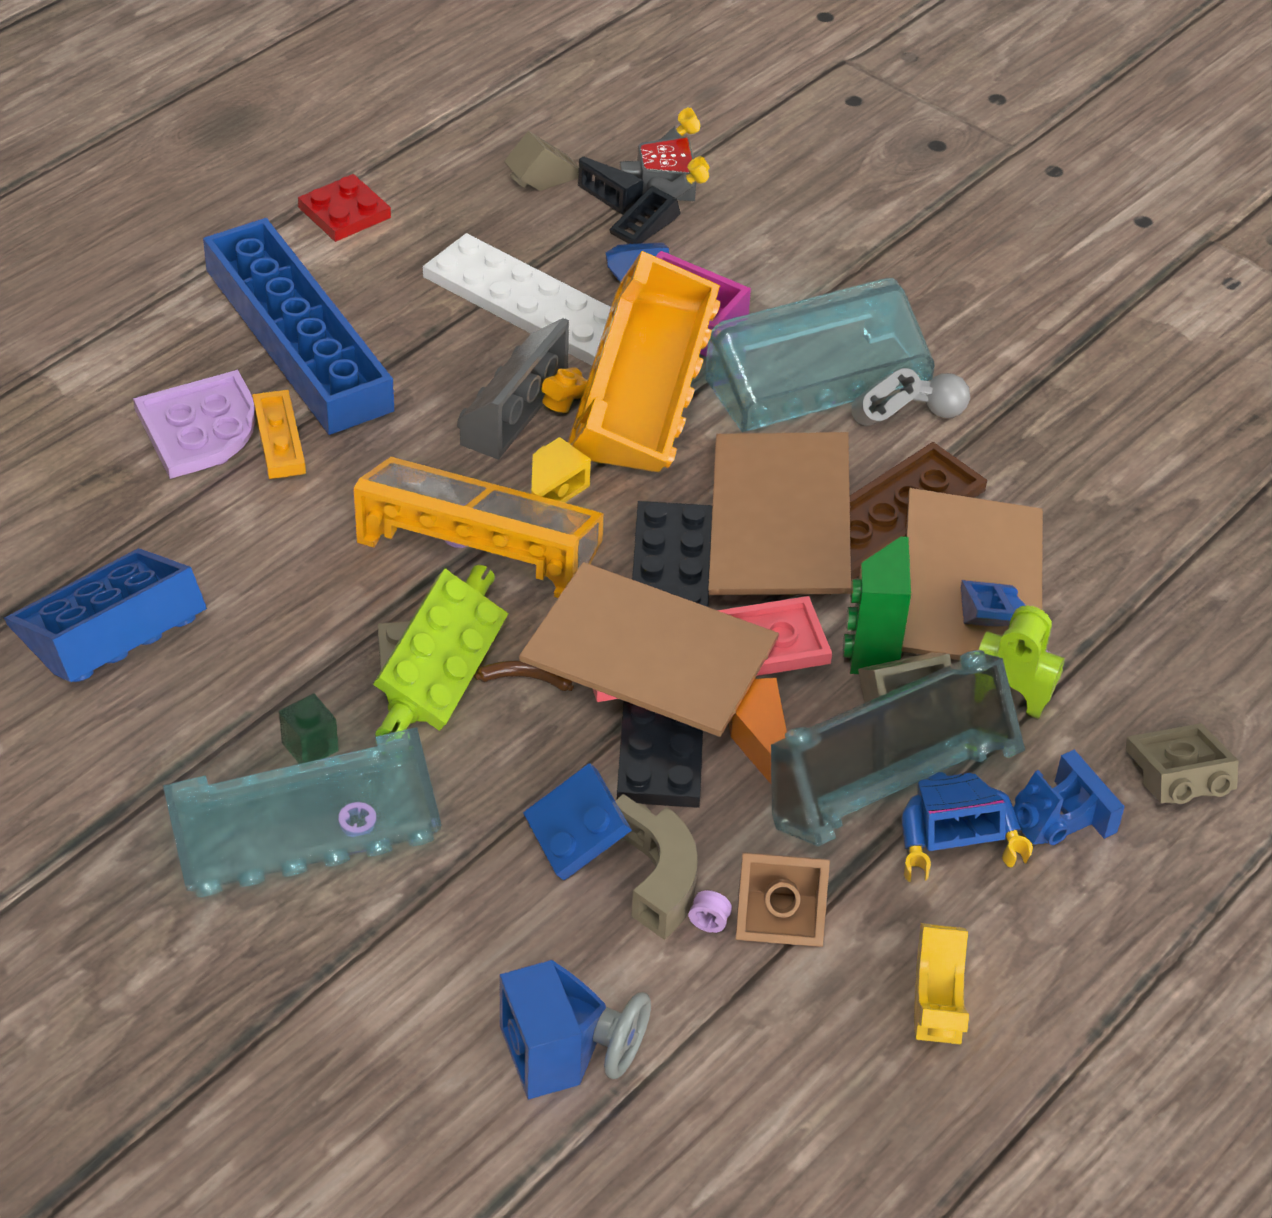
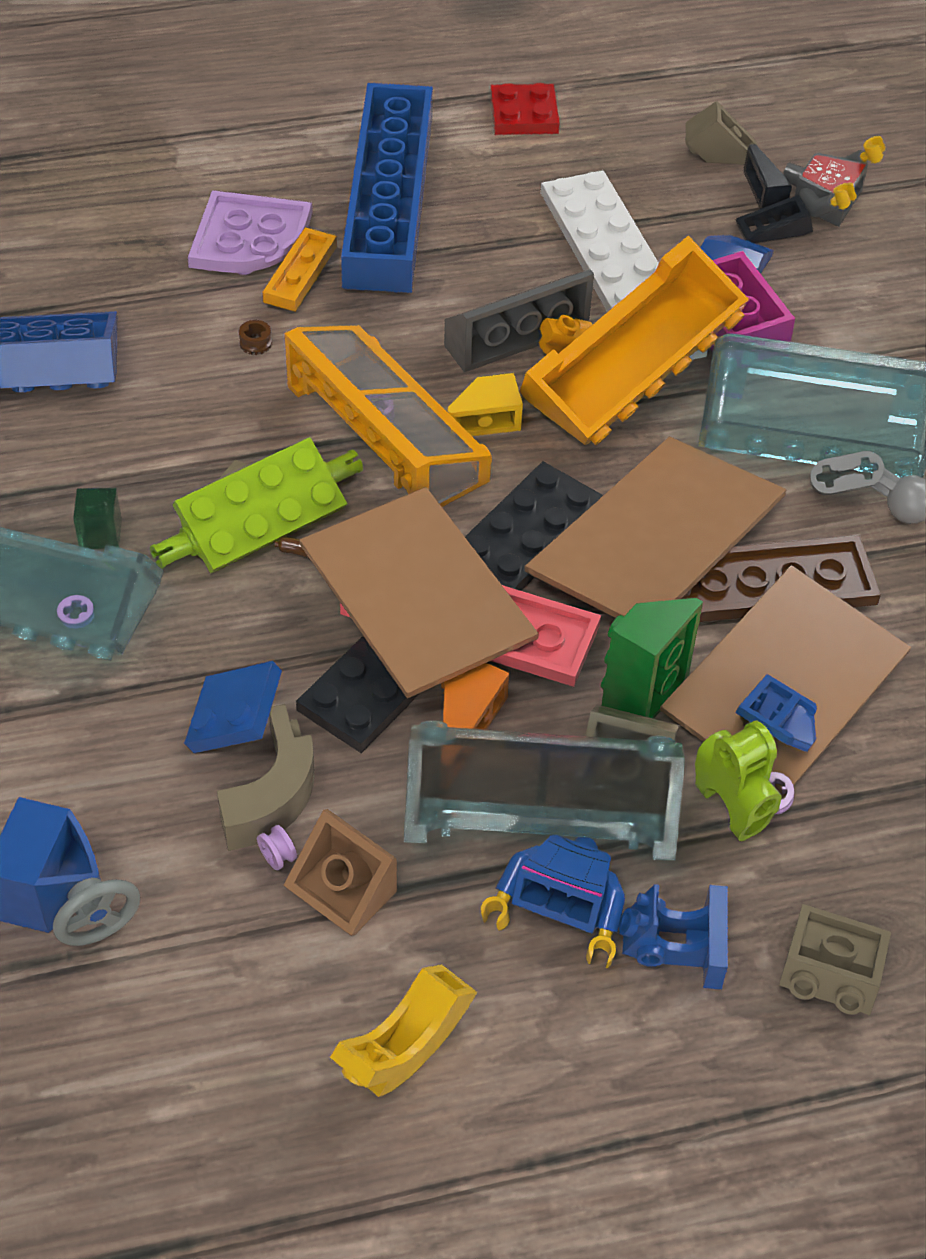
camera: 35 degrees right, 5 degrees up
(291, 520) = (255, 344): none -> reddish brown bush

